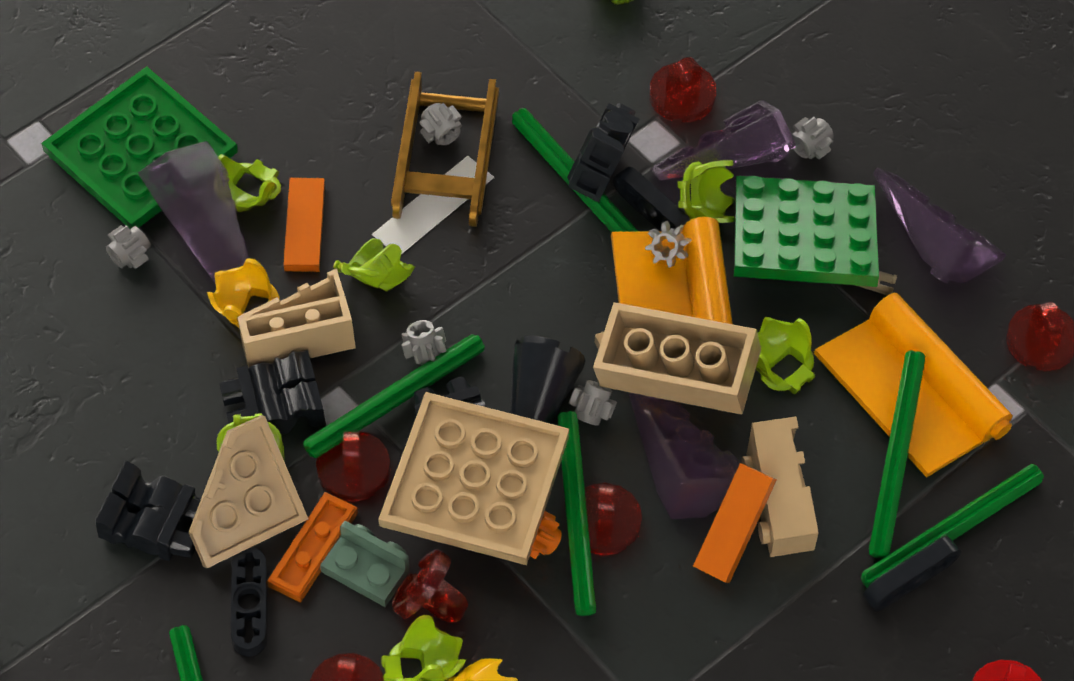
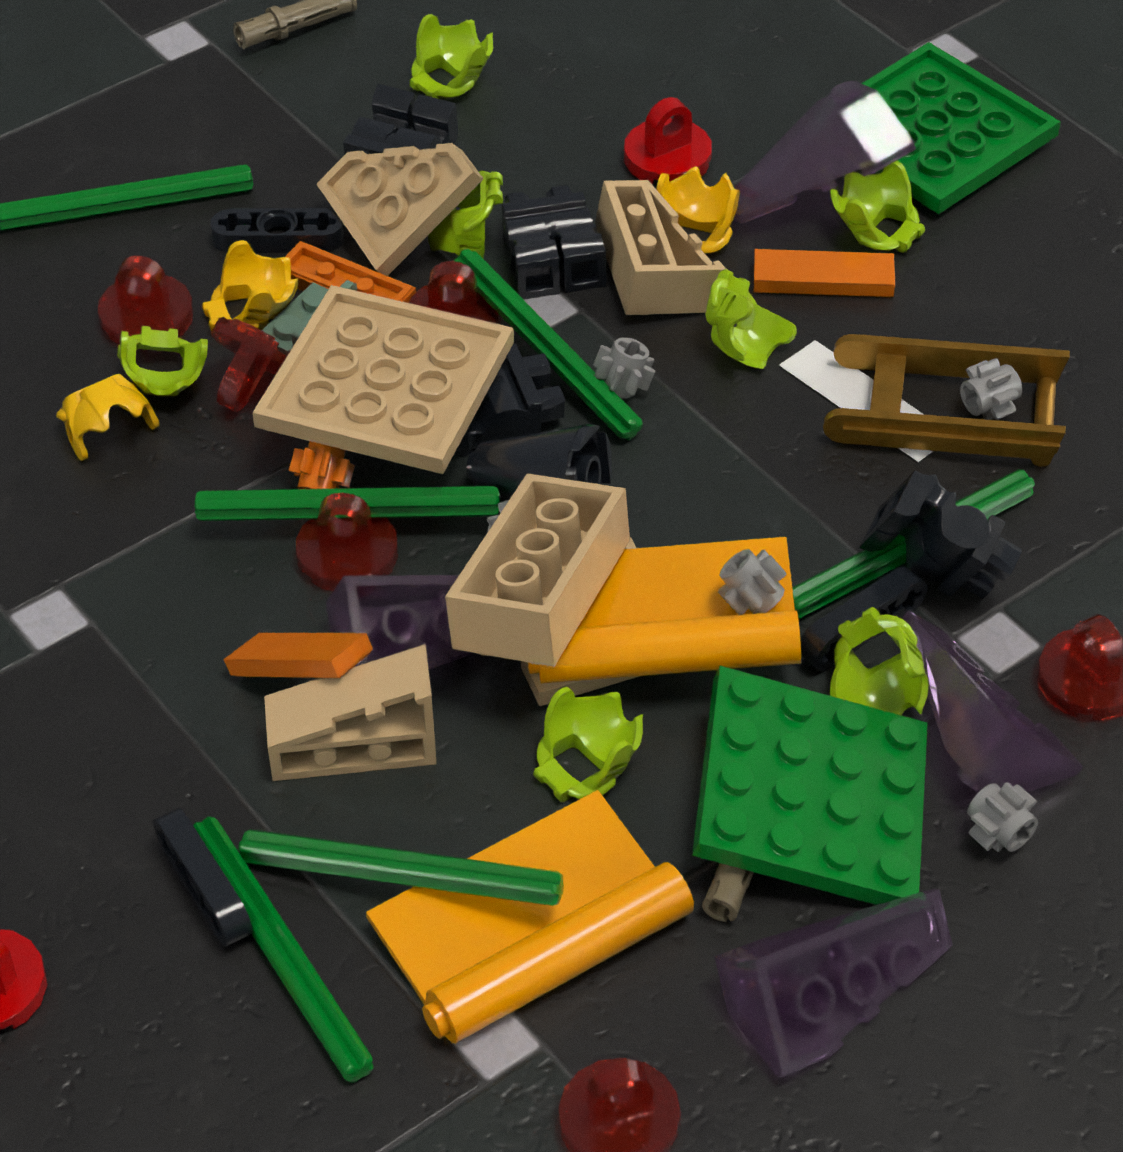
camera: 95 degrees right, 10 degrees down
(31, 471) = (451, 49): none -> lime helmet
(128, 247) = (773, 113): light grey gear -> none
(157, 325) = (667, 143): none -> red tile
(336, 595) = (259, 279): none -> yellow helmet

